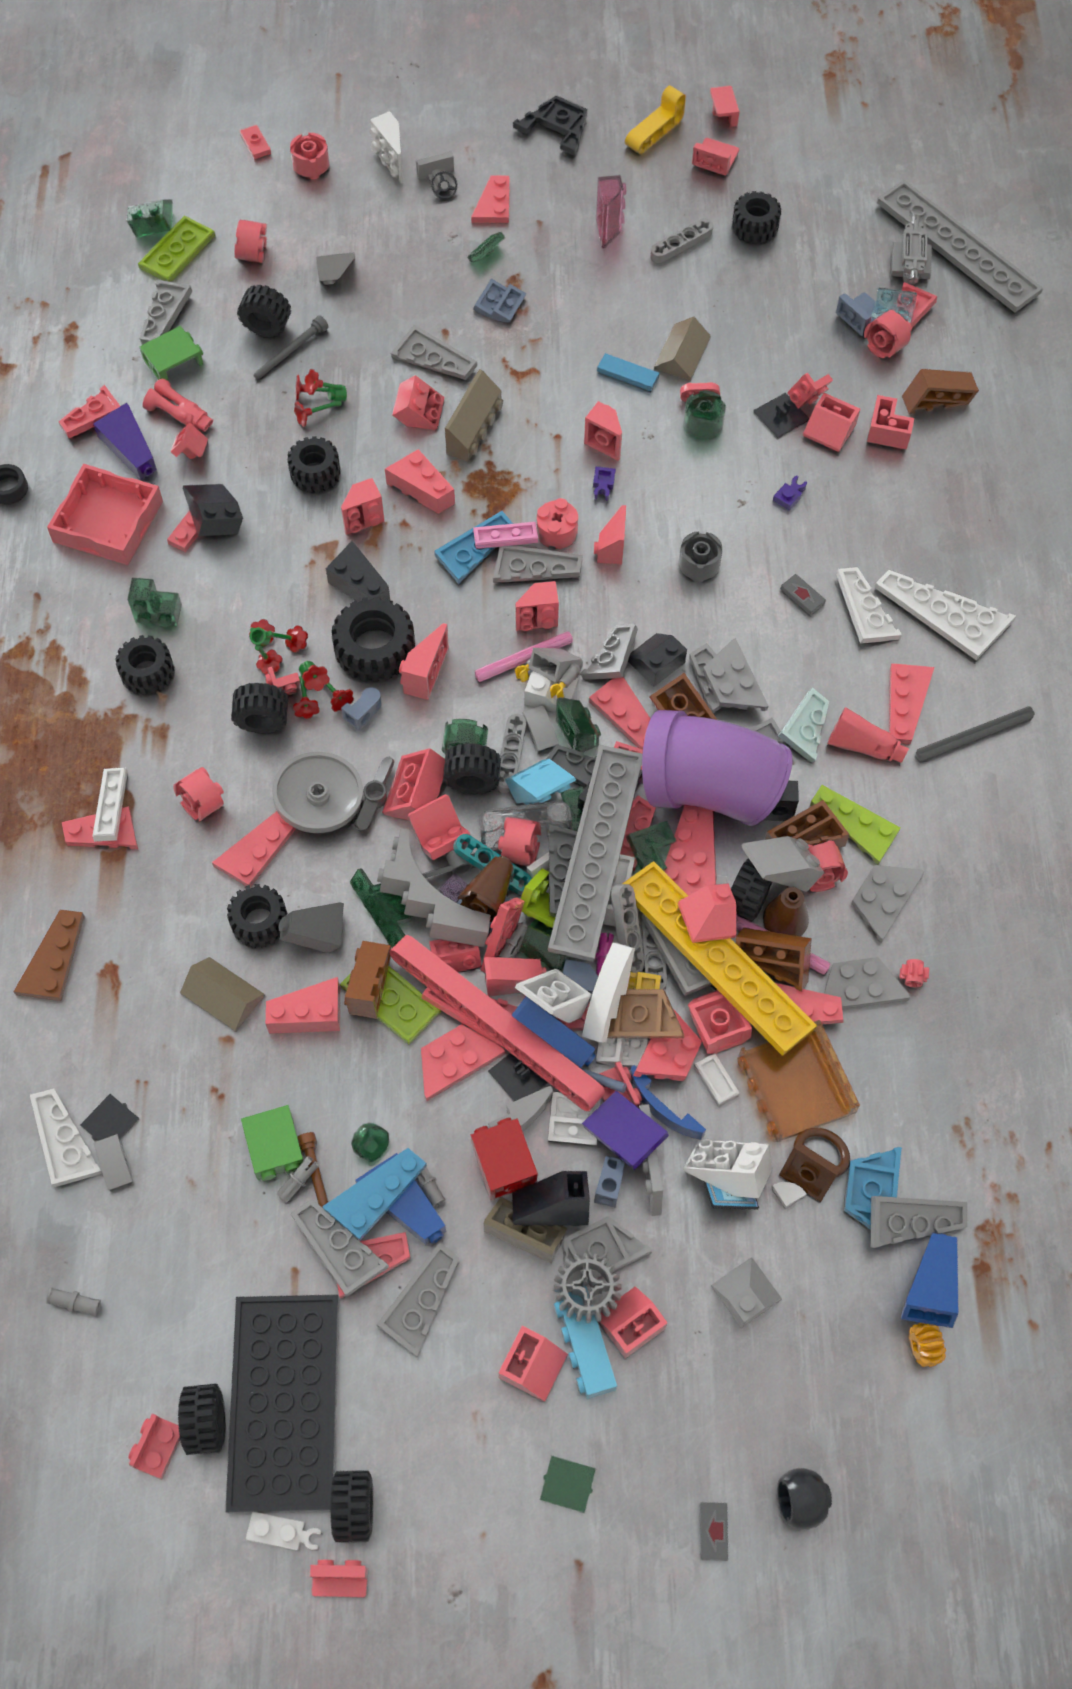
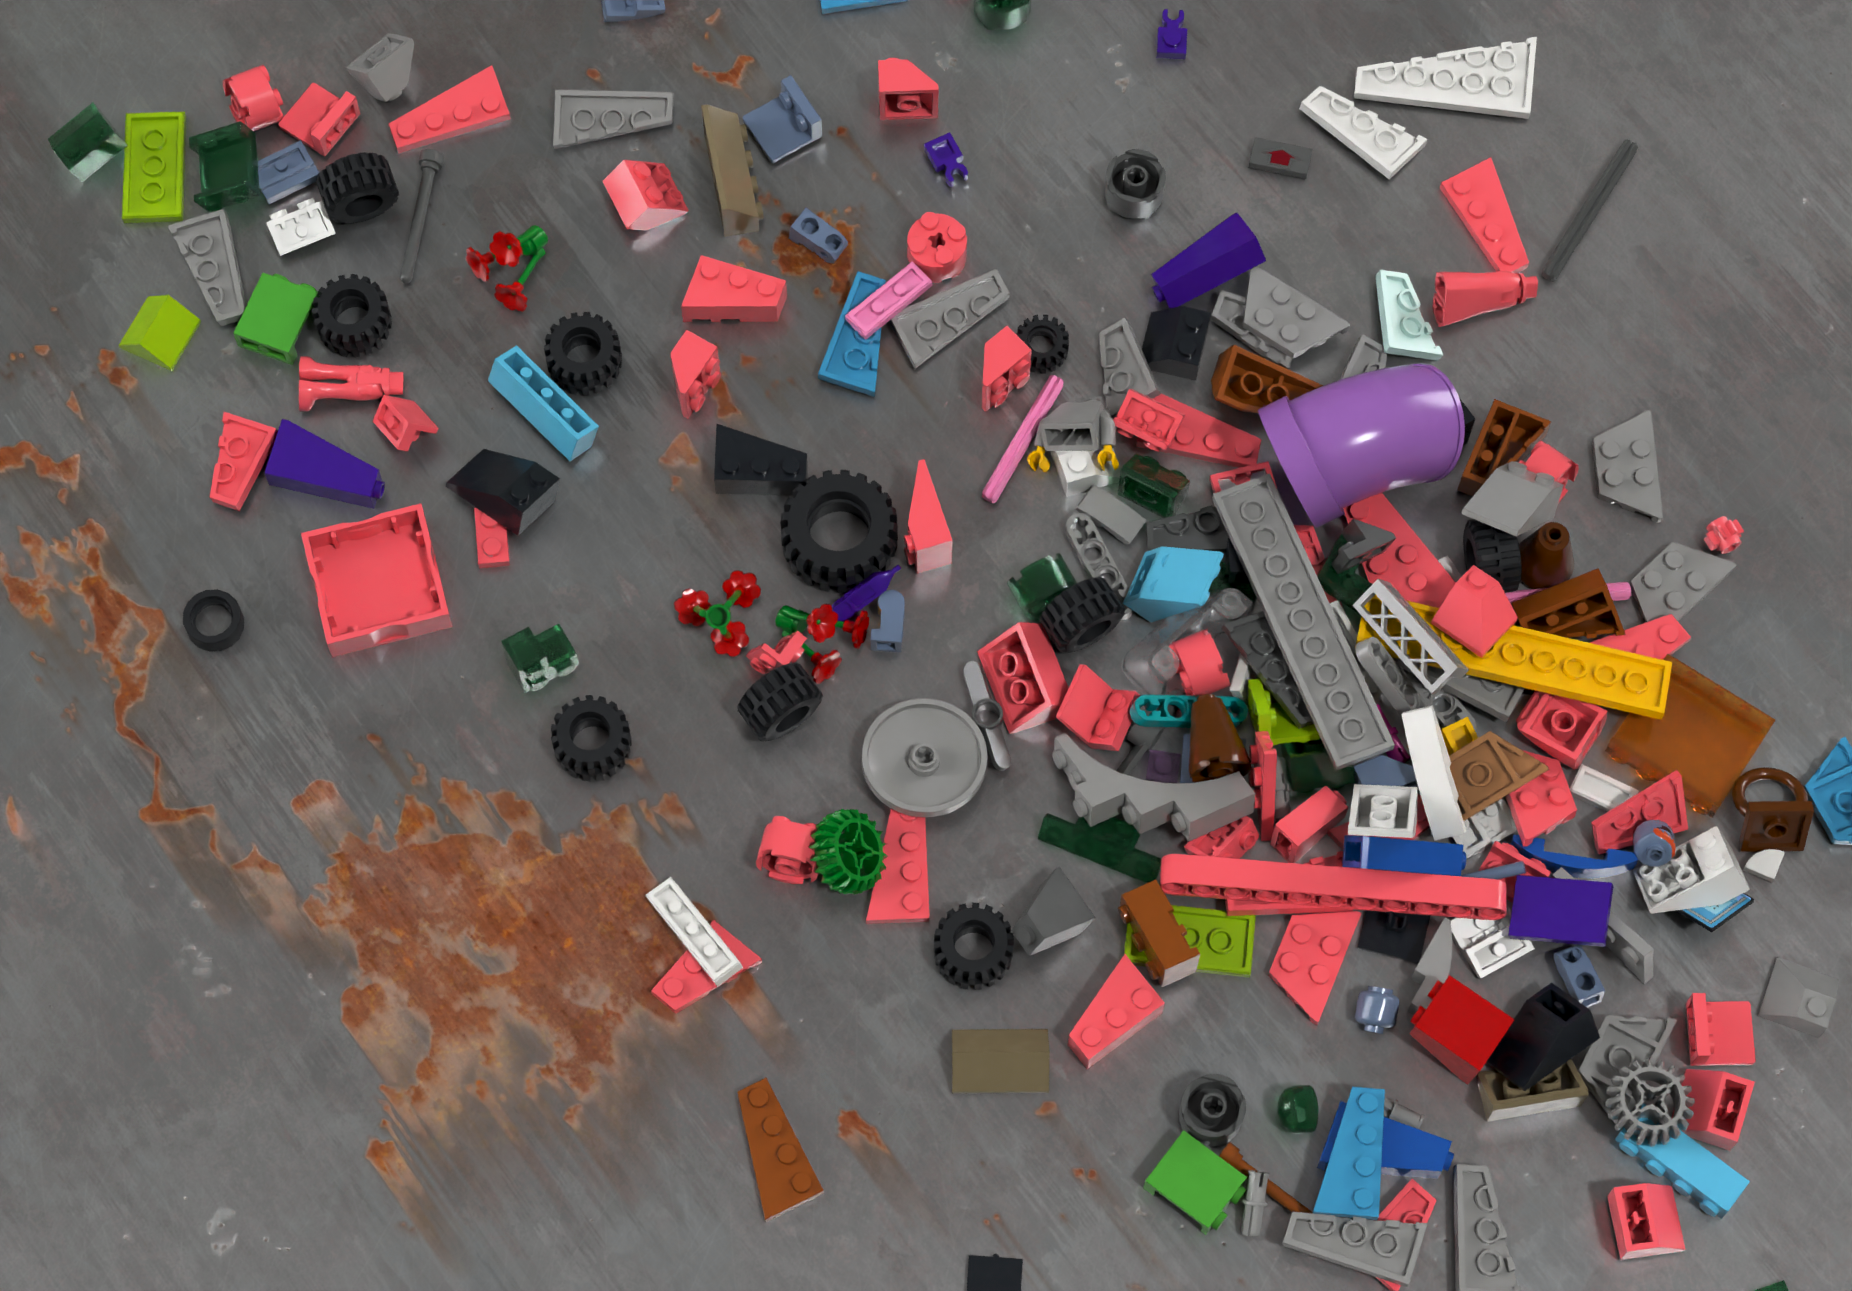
camera: 35 degrees left, 5 degrees up
(109, 329) = (160, 331): none -> lime slope
(205, 363) = (349, 294): none -> black tyre
(212, 266) = (226, 166): none -> clear green panel
(221, 317) = (299, 227): none -> white bracket
(234, 285) = (286, 172): none -> sand blue plate
(240, 802) = (848, 851): none -> green gear
(270, 476) = (543, 403): none -> medium azure brick
(281, 271) = (320, 118): none -> coral bracket
(316, 1118) = (1230, 1109): none -> dark grey brick
(355, 309) = (457, 111): none -> coral wing
(359, 681) = (863, 593): none -> dark purple piece
(467, 1114) = (1377, 1009): none -> sand blue head
(495, 480) = (817, 236): none -> sand blue leg
(525, 413) = (784, 122): none -> sand blue bracket
(573, 621) = (1049, 329): none -> black tyre
(600, 686) = (1148, 420): none -> coral bracket
(612, 539) = (1021, 226): coral slope -> none
(664, 900) = (1421, 632): none -> light grey fence
(674, 834) = (1363, 544): none -> dark grey slope
(675, 1278) = (1719, 1032): none -> coral bracket
(708, 622) = (1208, 262): none -> dark purple slope
(720, 1129) = (1652, 840): none -> sand blue head
(728, 1109) = (1658, 802): none -> coral wing
(865, 828) = (1561, 399): lime wing -> none

